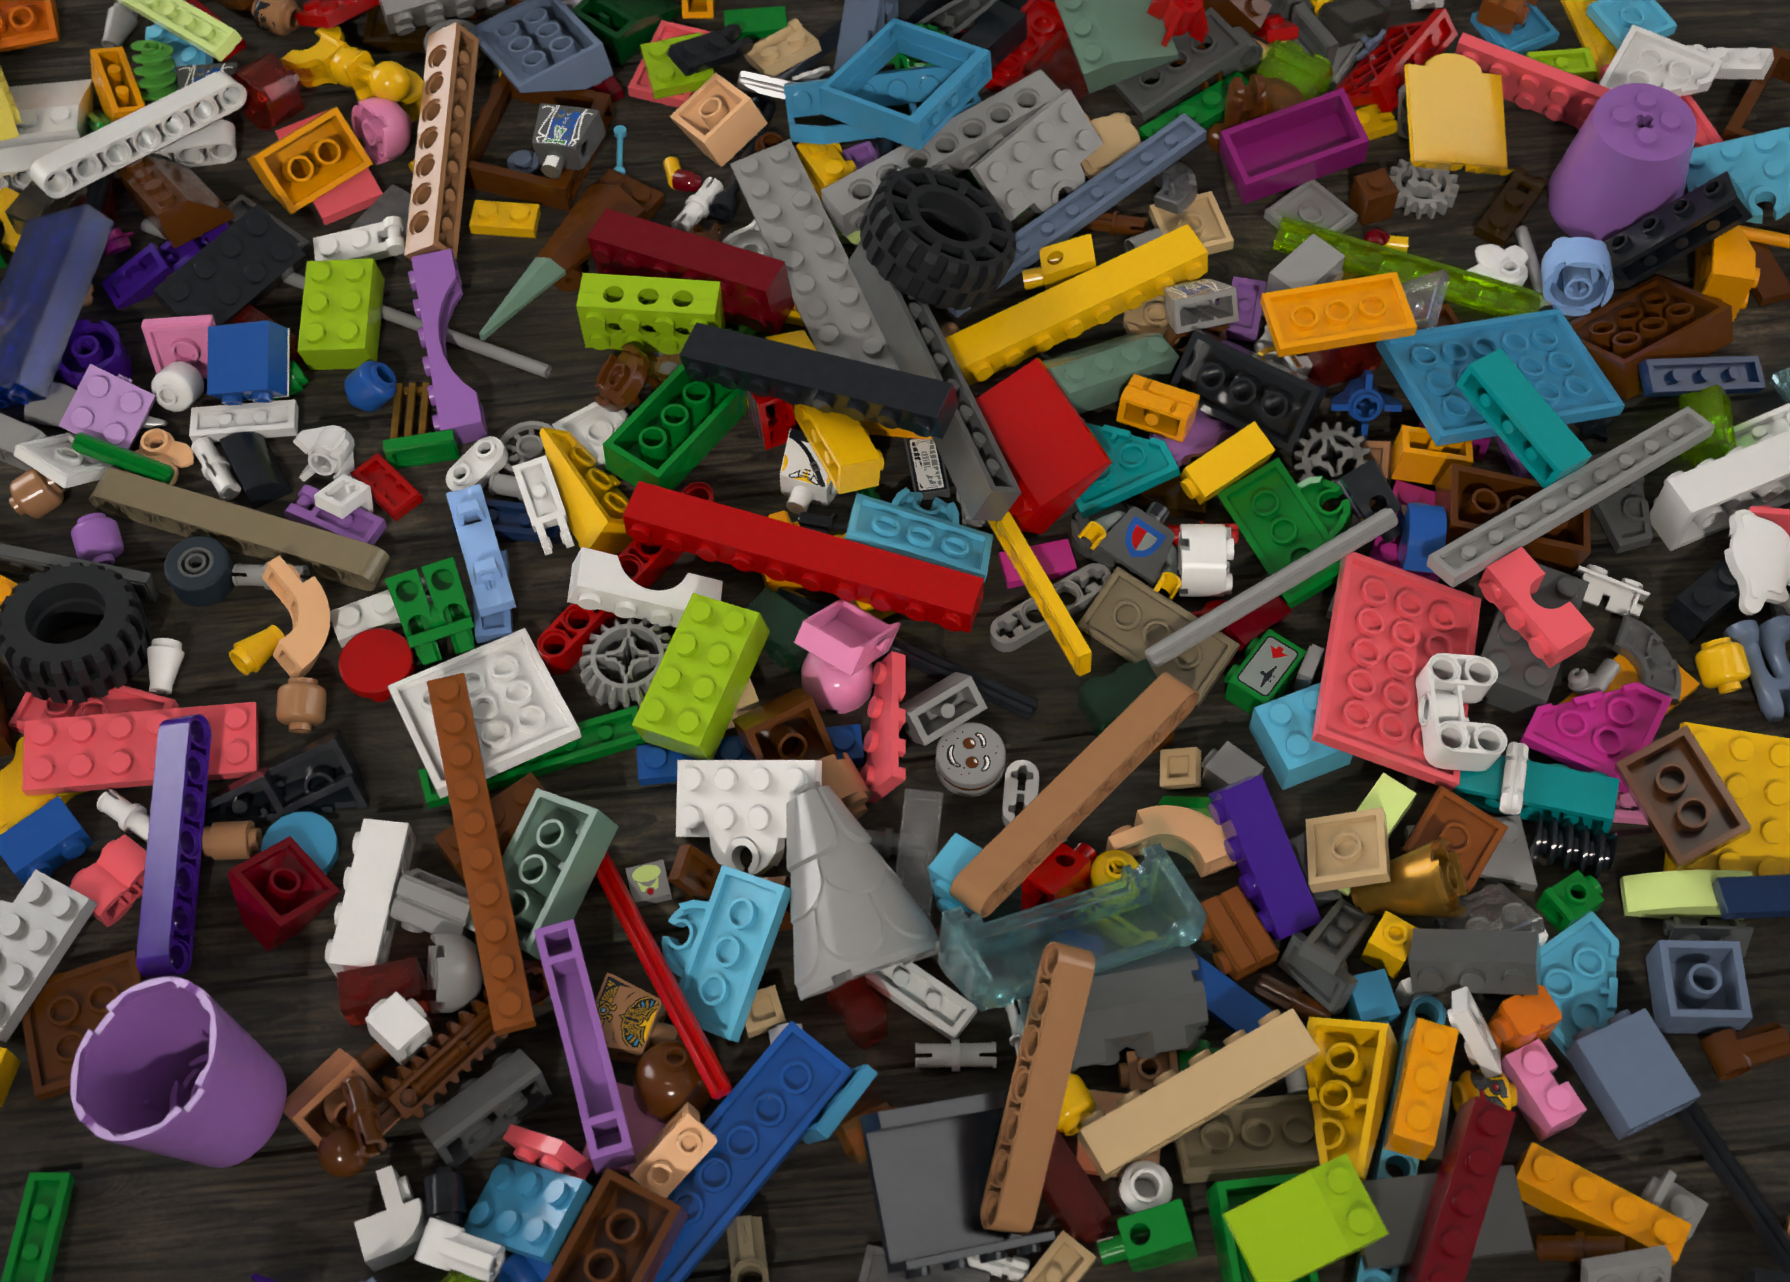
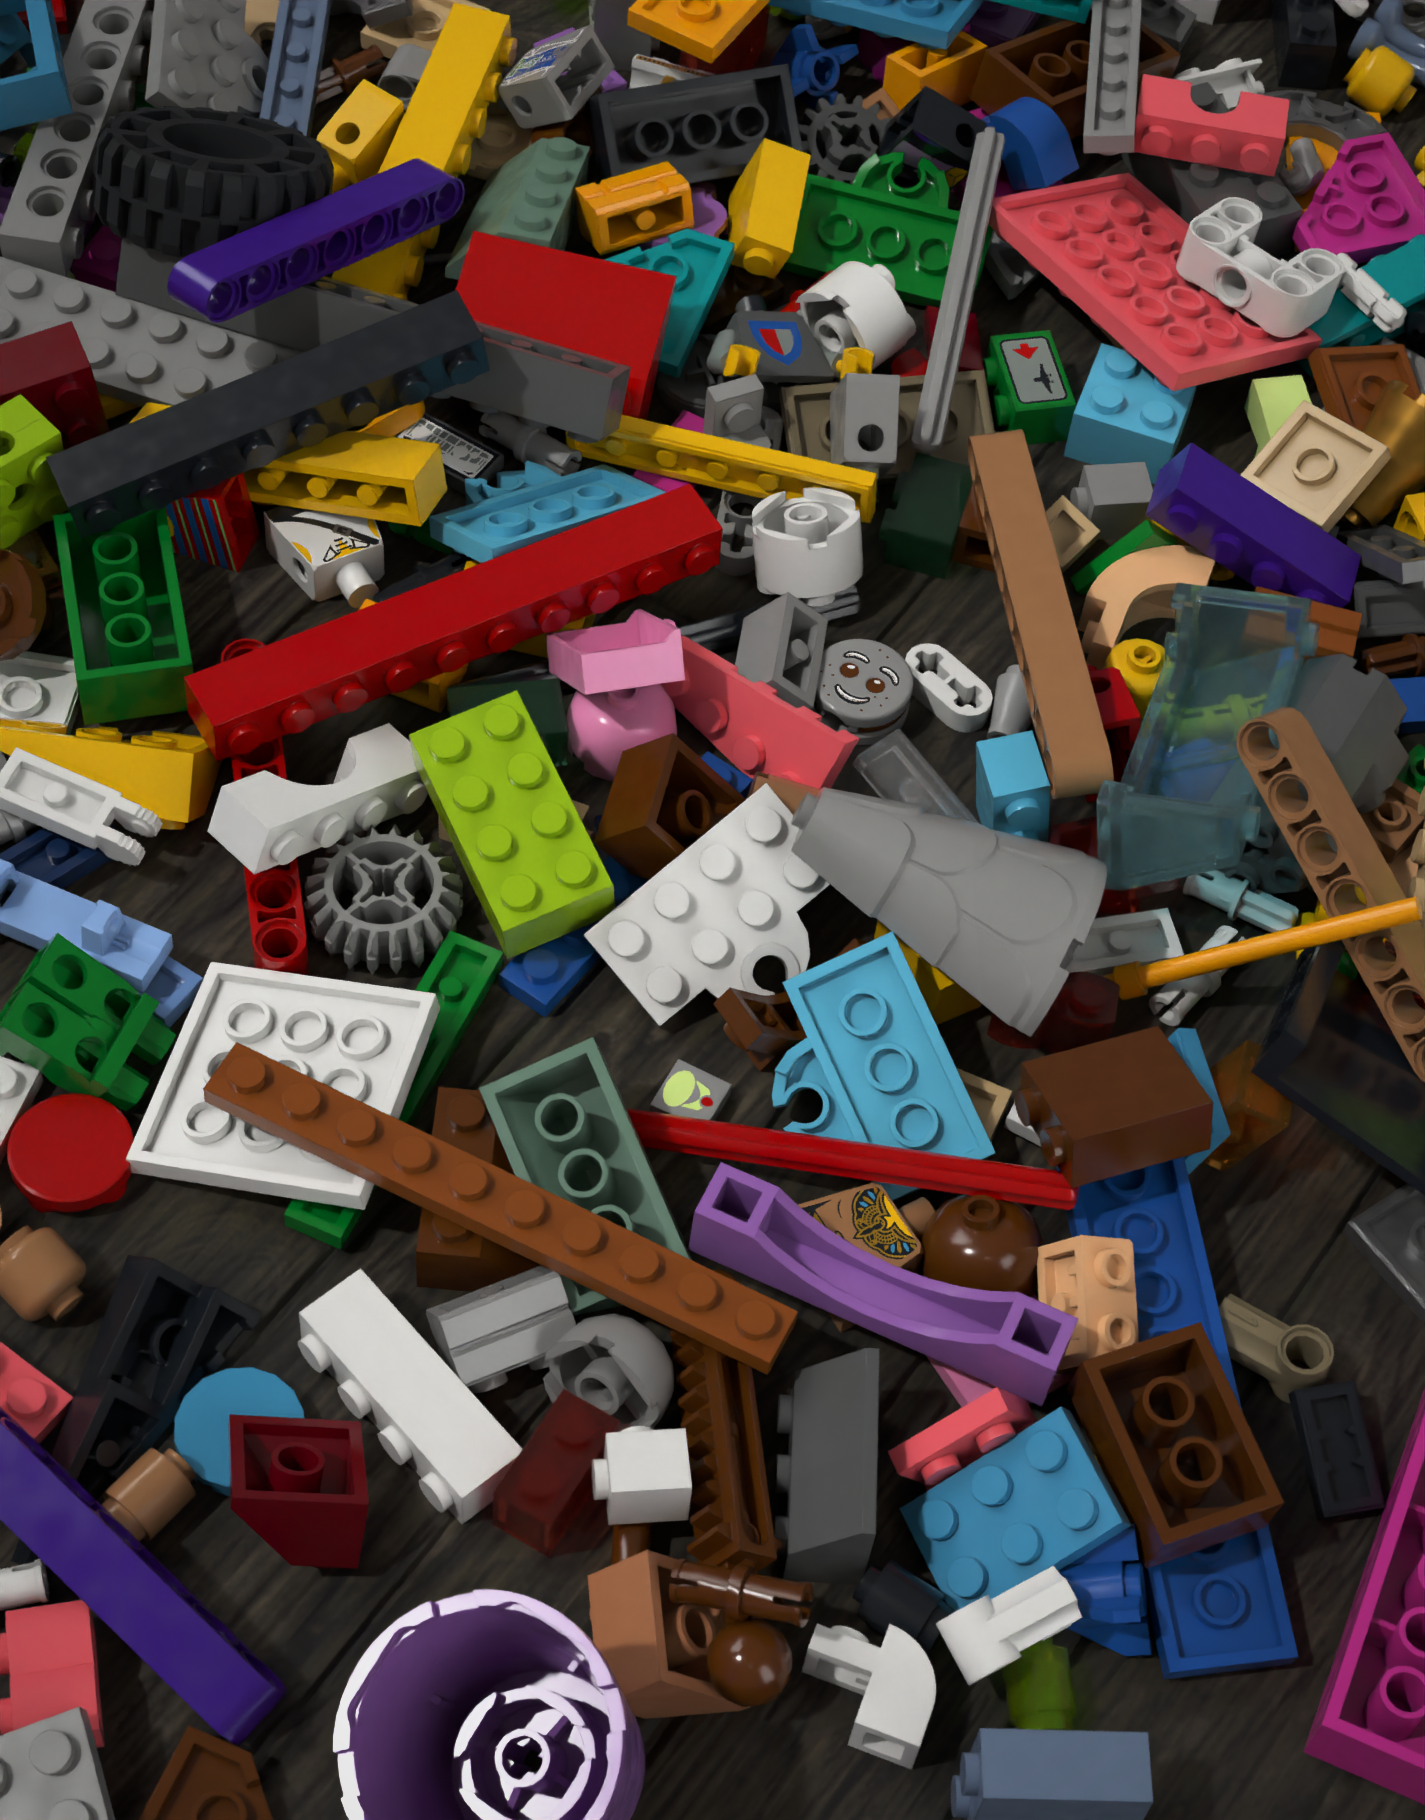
camera: 55 degrees left, 5 degrees down
(778, 1069) = (1114, 1106): none -> reddish brown brick
(913, 1027) = (1137, 978): none -> light orange bar
(945, 305) = (314, 240): none -> dark purple beam
(1025, 660) = (807, 545): none -> white brick
(1069, 565) = (735, 411): none -> light grey bracket
(1133, 617) = (867, 412): none -> light grey torso
(1309, 667) = (1067, 346): light grey tile -> none

